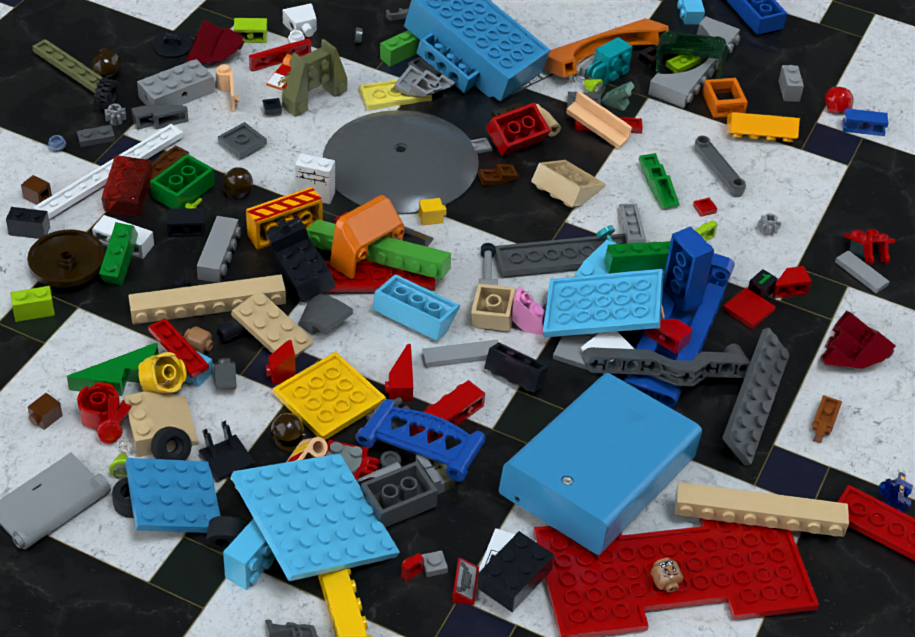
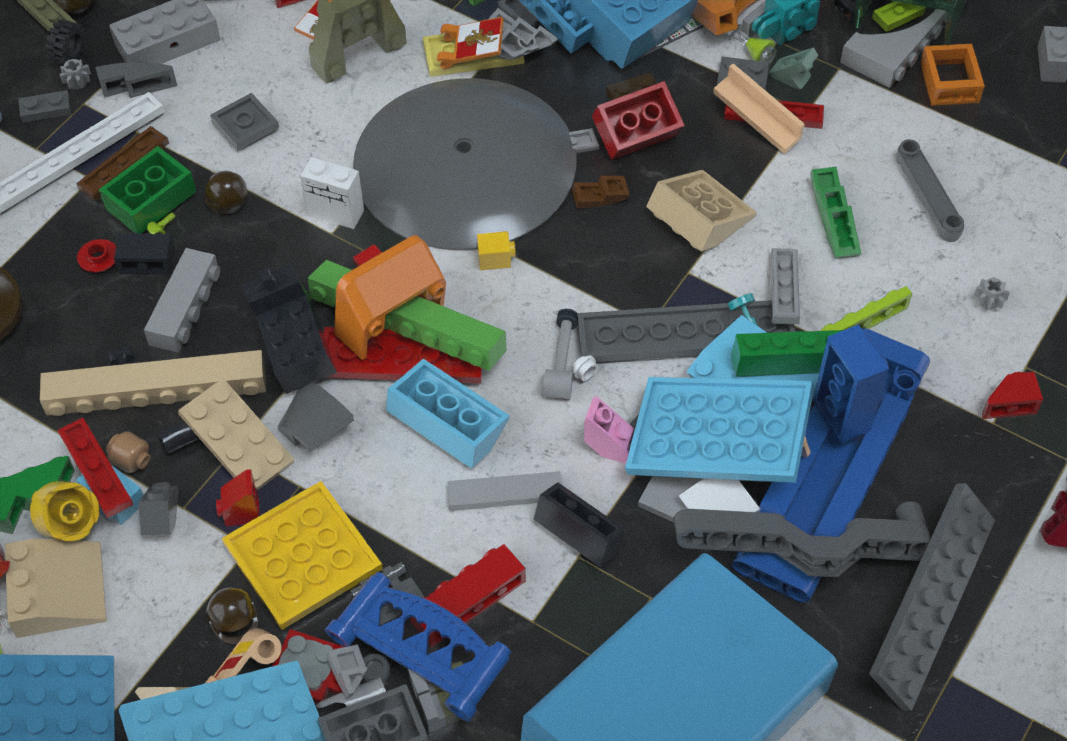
camera: 10 degrees right, 10 degrees up
(104, 229) = (53, 273): white brick -> none
(118, 253) = (37, 305): green brick -> none
(127, 185) = (69, 192): clear red brick -> none
(157, 229) = (100, 263): none -> red piece
(166, 434) = (55, 614): black tyre -> none
(224, 82) = (237, 28): light nougat door -> none
(227, 455) = (139, 647): black plate -> none
(263, 217) = (302, 242): light orange brick -> none
(272, 106) = (294, 67): black plate -> none
(373, 457) = (347, 668): none -> light grey slope
(395, 85) = (472, 41): none -> flag
(401, 377) = (409, 529): red slope -> none
(416, 237) = (465, 291): black slope -> none
(493, 307) = (558, 419): tan brick -> none
(505, 278) = (585, 368): none -> white plate
(551, 122) = (685, 105): tan piece -> none
(671, 334) = (818, 486): red slope -> none
(705, 207) = (899, 257): red tile -> none
(749, 308) = (943, 436): red tile -> none
(763, 126) = (1003, 126): light orange slope -> none
(763, 284) = (967, 399): black brick -> none
(825, 417) = (1037, 635): dark orange hinge -> none

